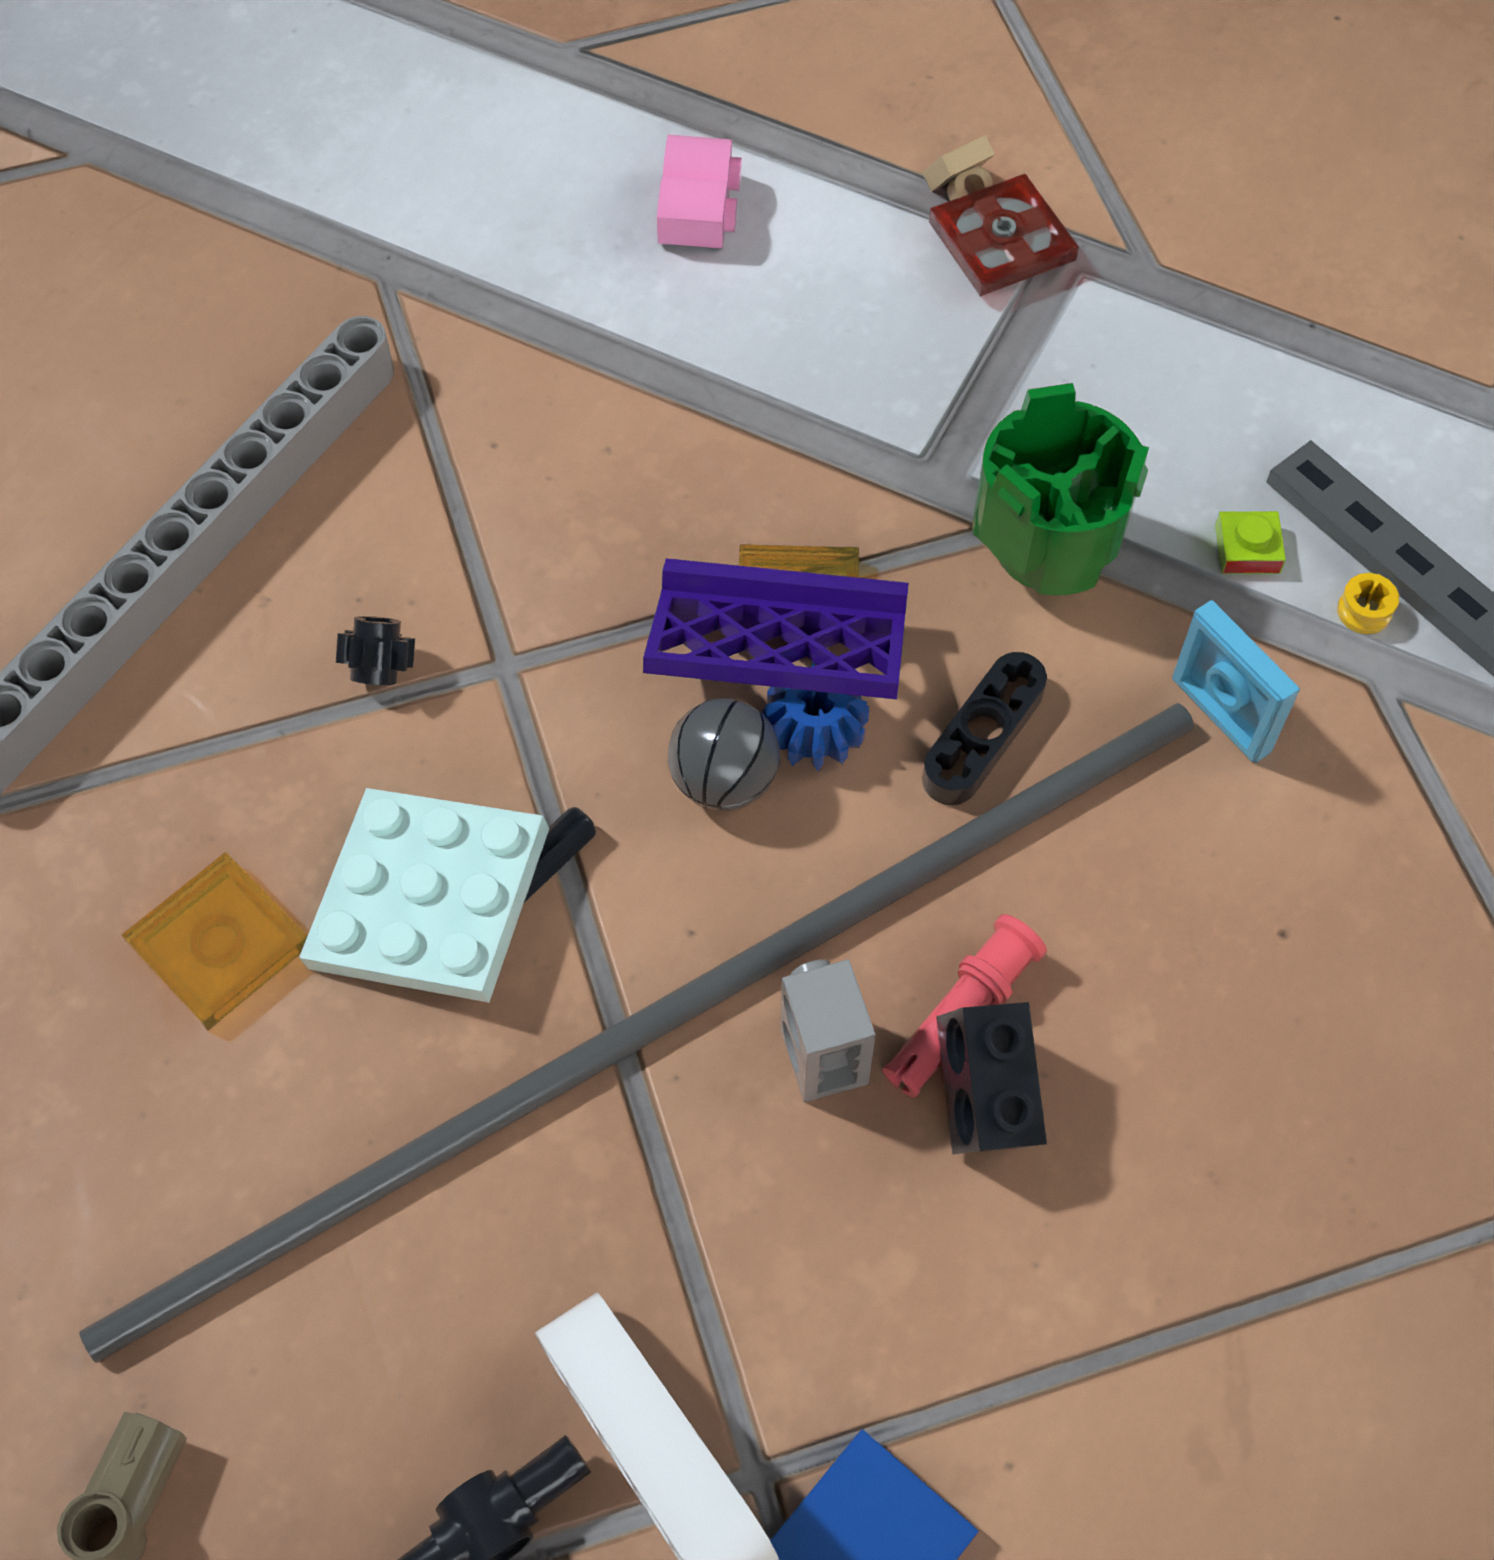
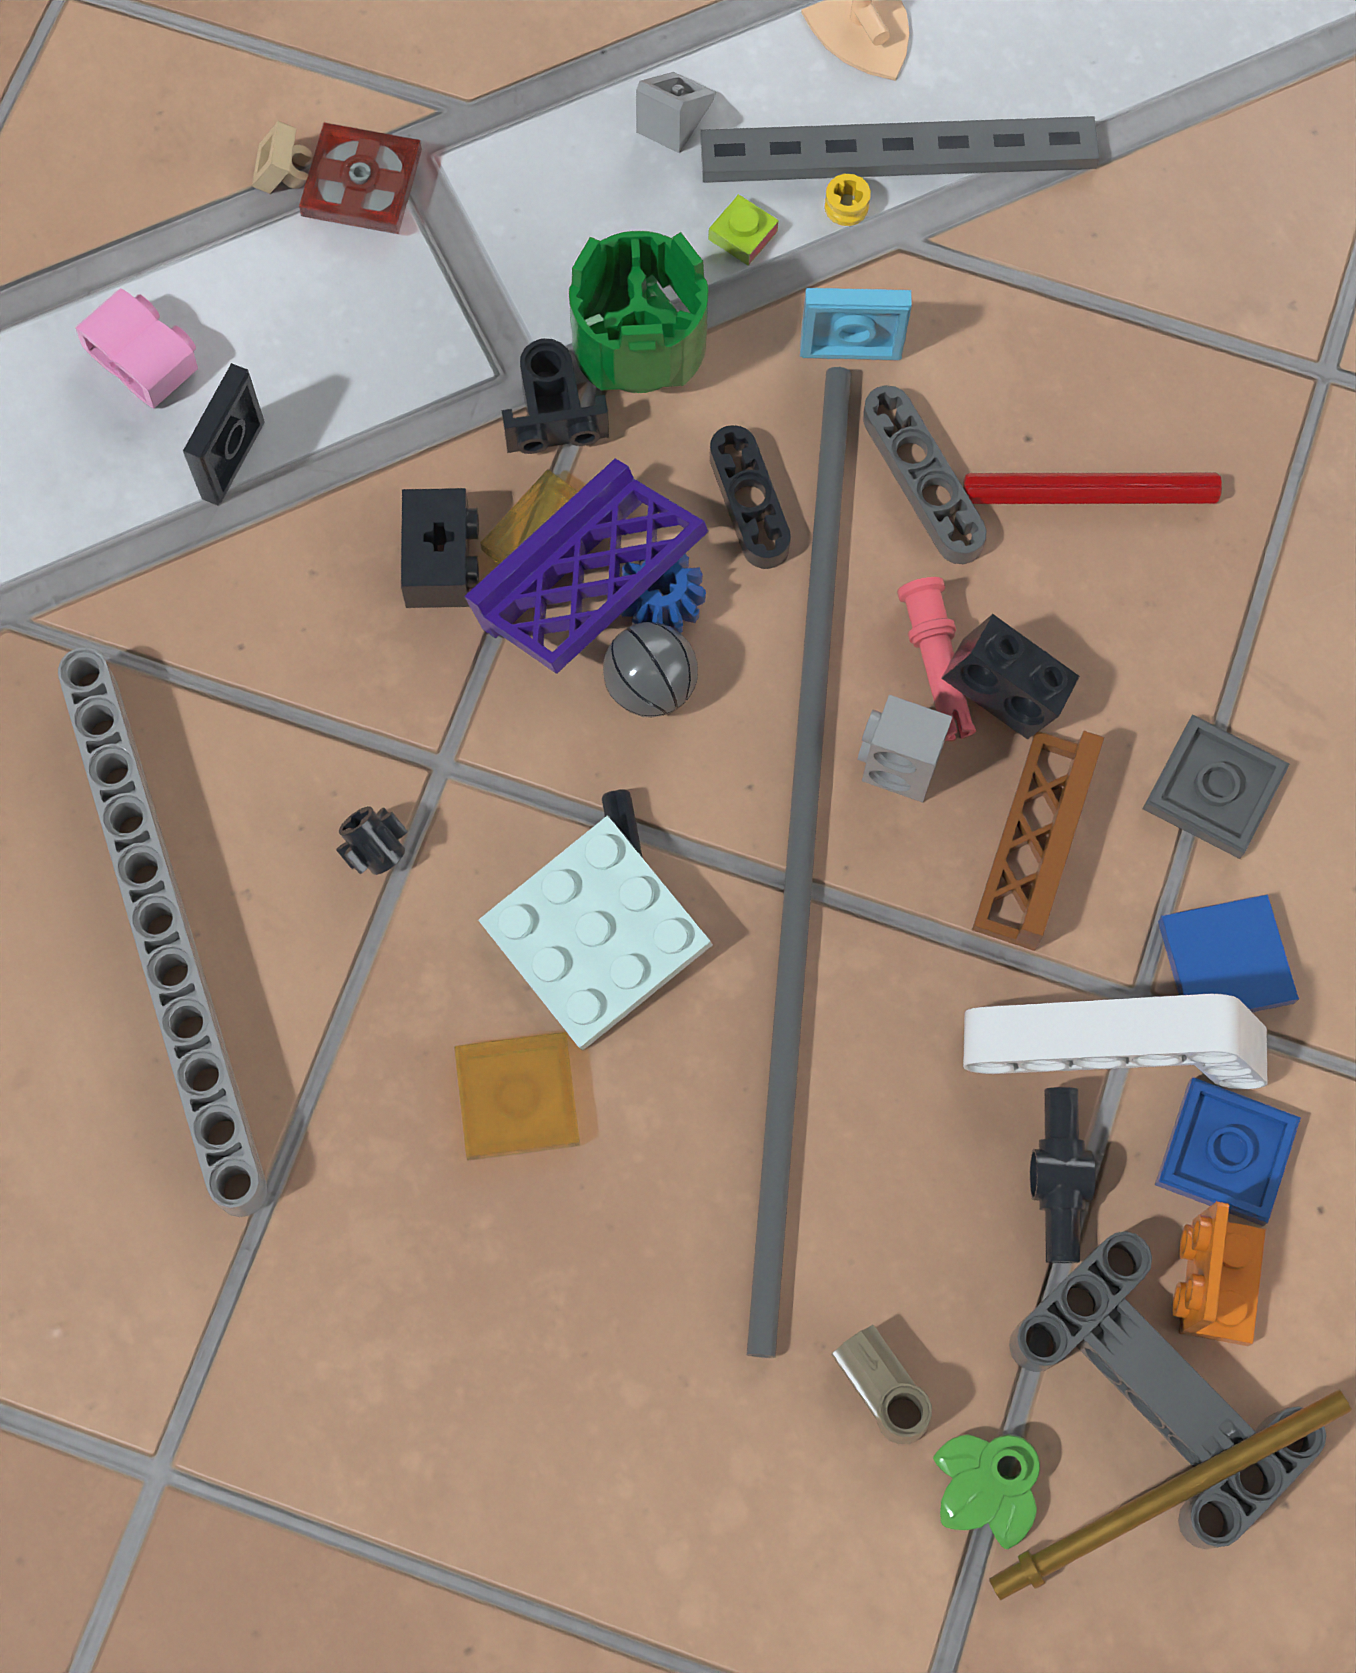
camera: 55 degrees left, 10 degrees up
(661, 287) = (224, 435): none -> black tile
(703, 510) = (434, 519): none -> black brick
(855, 1254) = (1057, 845): none -> dark orange fence
(923, 505) = (552, 404): none -> black pin
(1063, 1389) = (1216, 786): none -> dark grey tile
(1152, 862) = (928, 472): none -> dark grey beam
(1287, 1032) = (1093, 488): none -> red axle
(1308, 402) = (670, 108): none -> light grey slope

